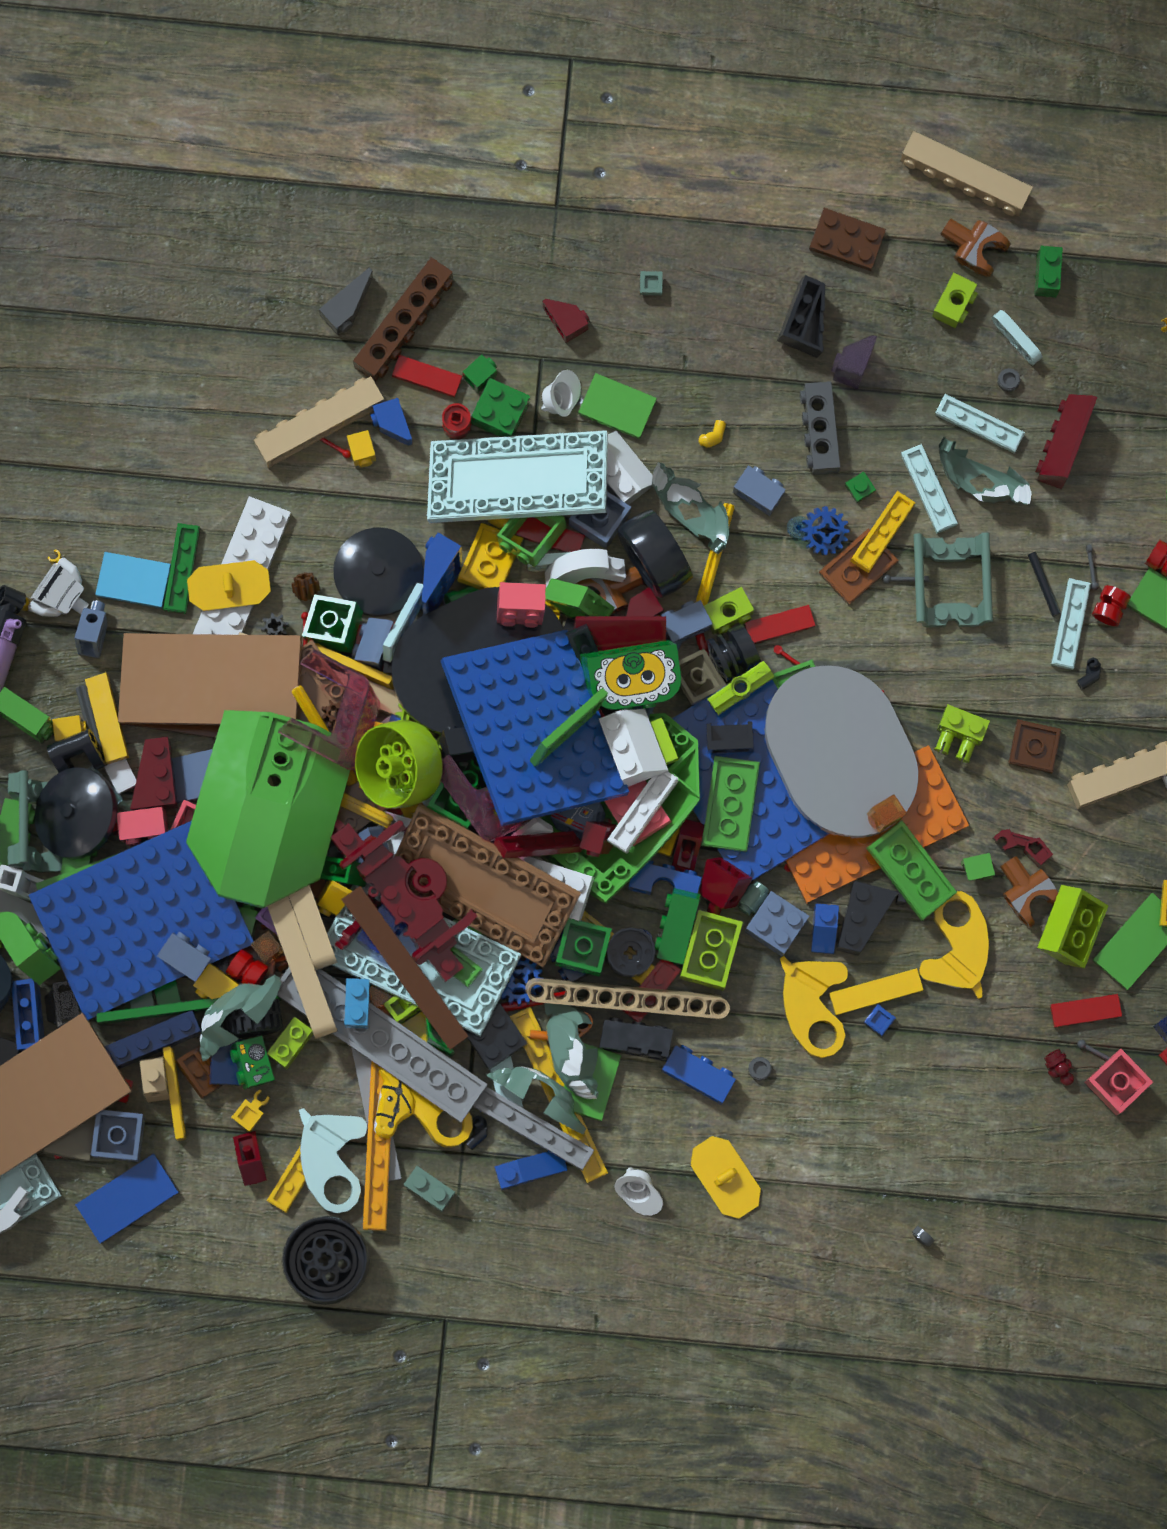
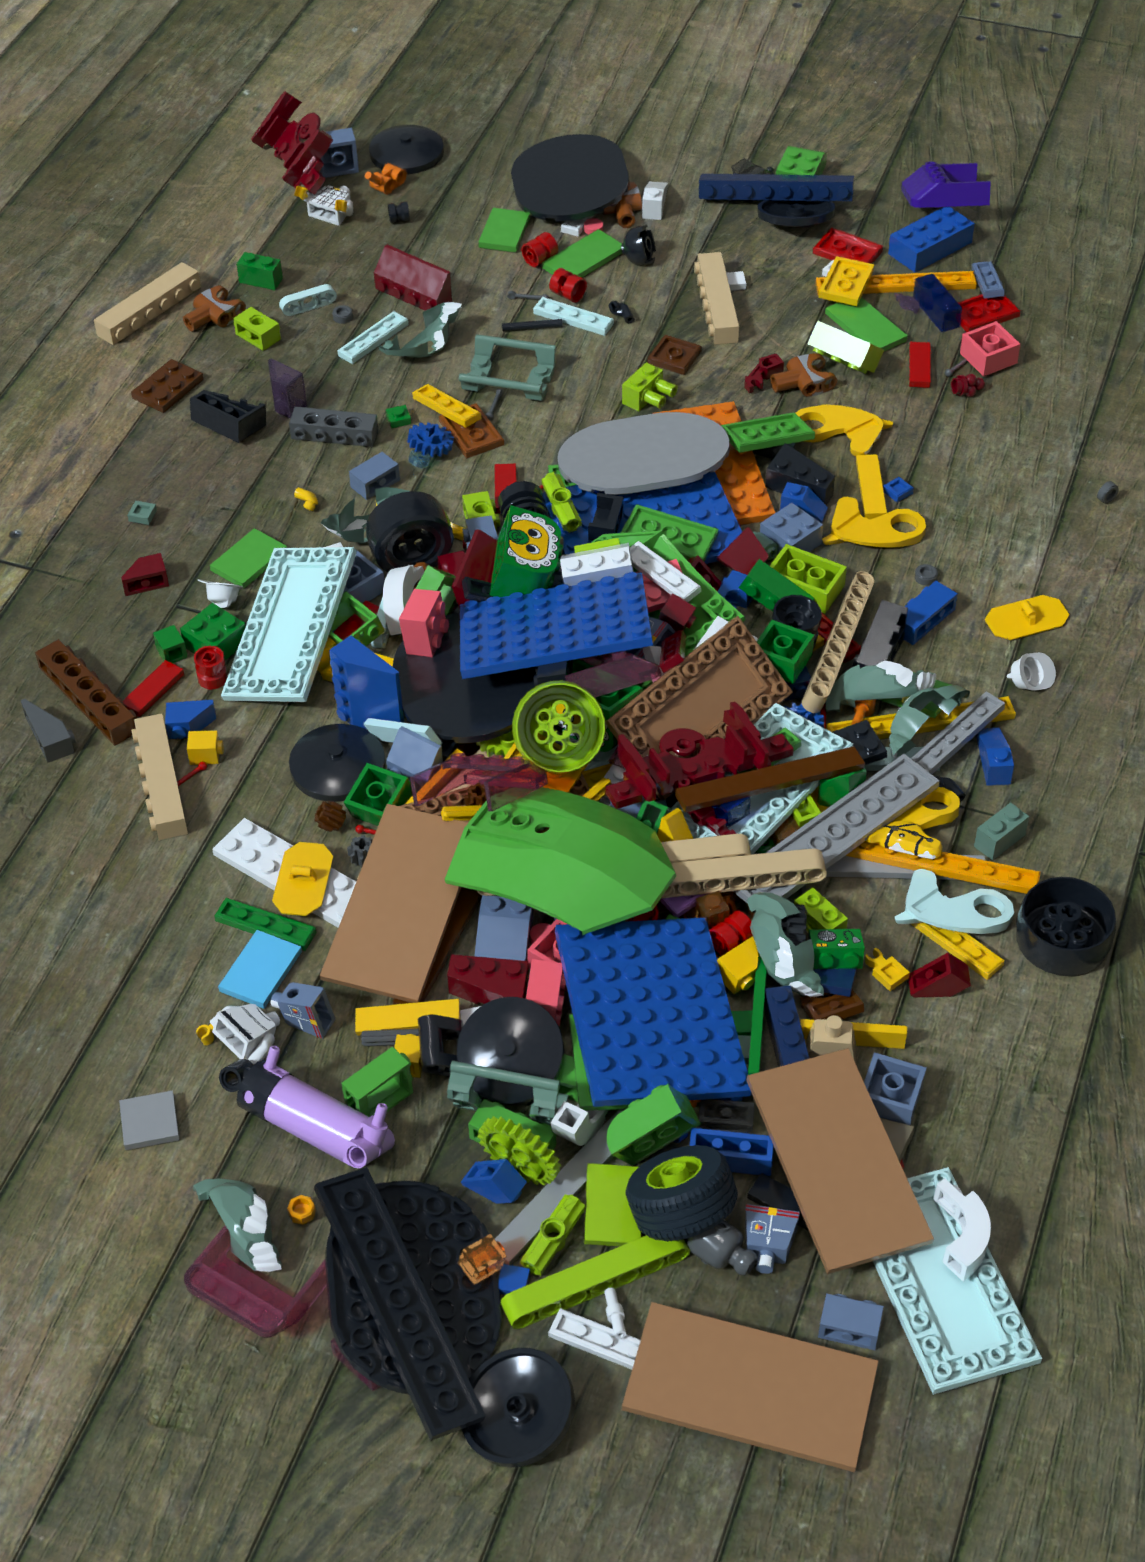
camera: 70 degrees left, 30 degrees down
(127, 1198) = (964, 1106): blue tile -> none
(184, 956) = (706, 969): sand blue brick -> none
(357, 1003) = (796, 830): dark azure brick -> none
(568, 727) = (568, 582): bright green tile -> none
(886, 813) = (713, 423): clear orange brick -> none
(929, 488) = (418, 376): light aqua tile -> none
(978, 867) = (774, 397): bright green panel -> none

